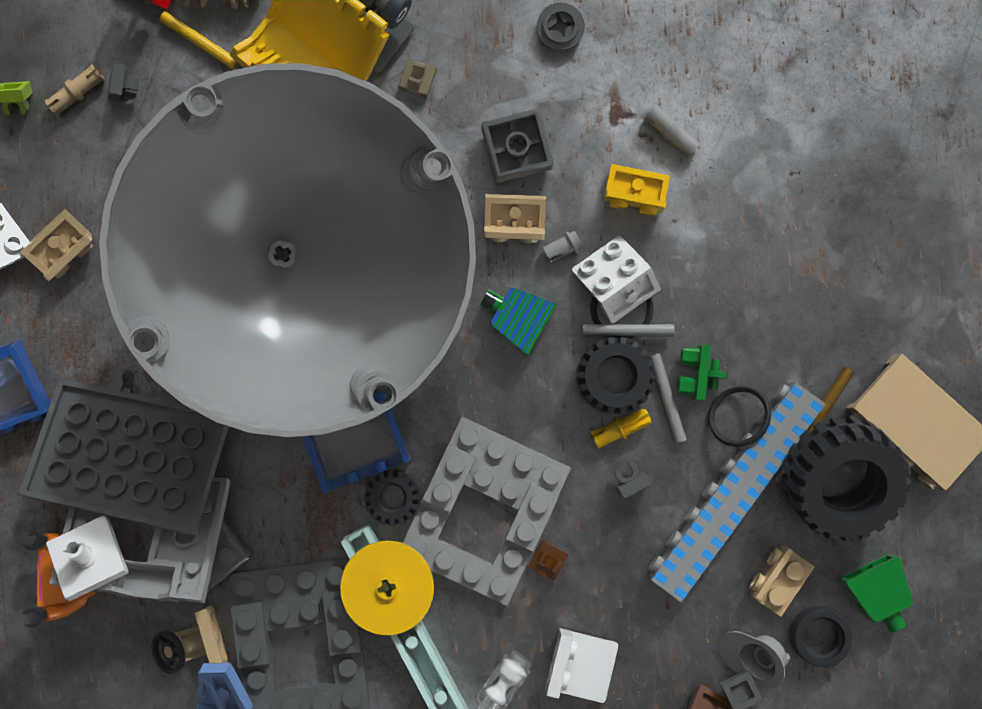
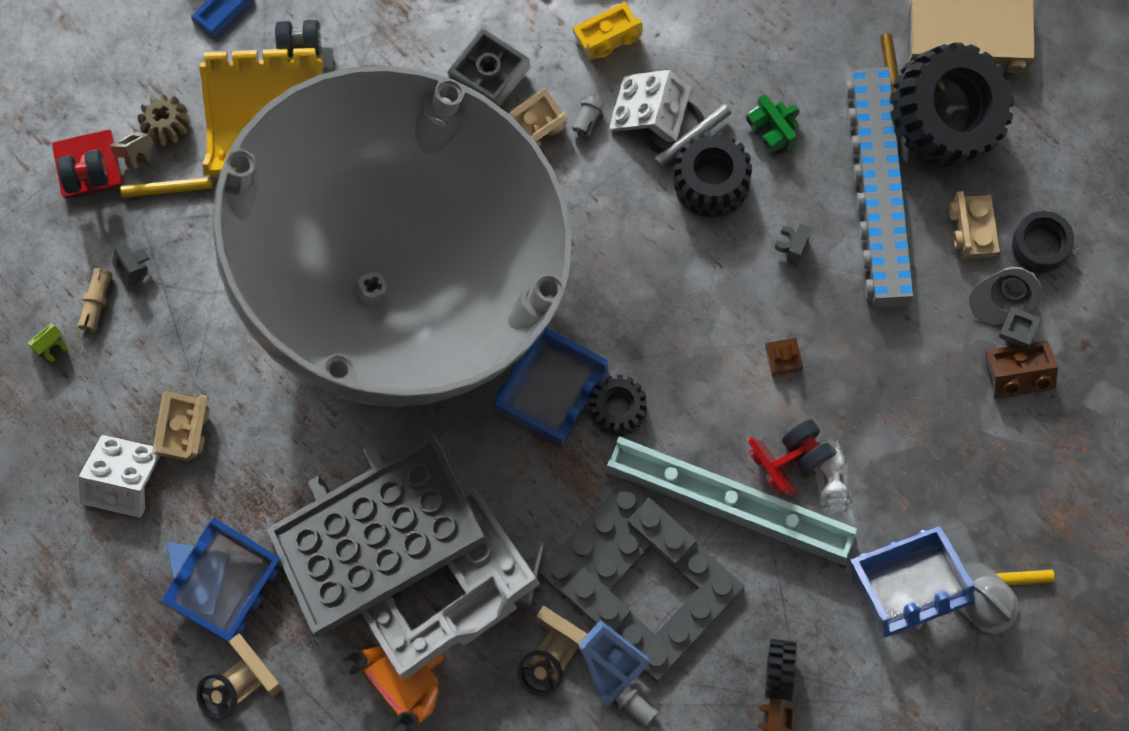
camera: 35 degrees left, 15 degrees down
(87, 558) = (413, 629): white tile -> none
(376, 610) = (675, 491): yellow piece -> none
(463, 643) = (802, 445): none -> plate
(505, 473) = (691, 318): light grey piece -> none
(518, 316) = (600, 191): torso -> none
(581, 666) = (880, 413): white bracket -> none
(620, 428) = (751, 212): yellow axle -> none
(668, 399) = (775, 168): light grey bar -> none
(711, 416) = (859, 127): black tyre -> none
(880, 591) = (1055, 172): green torso -> none

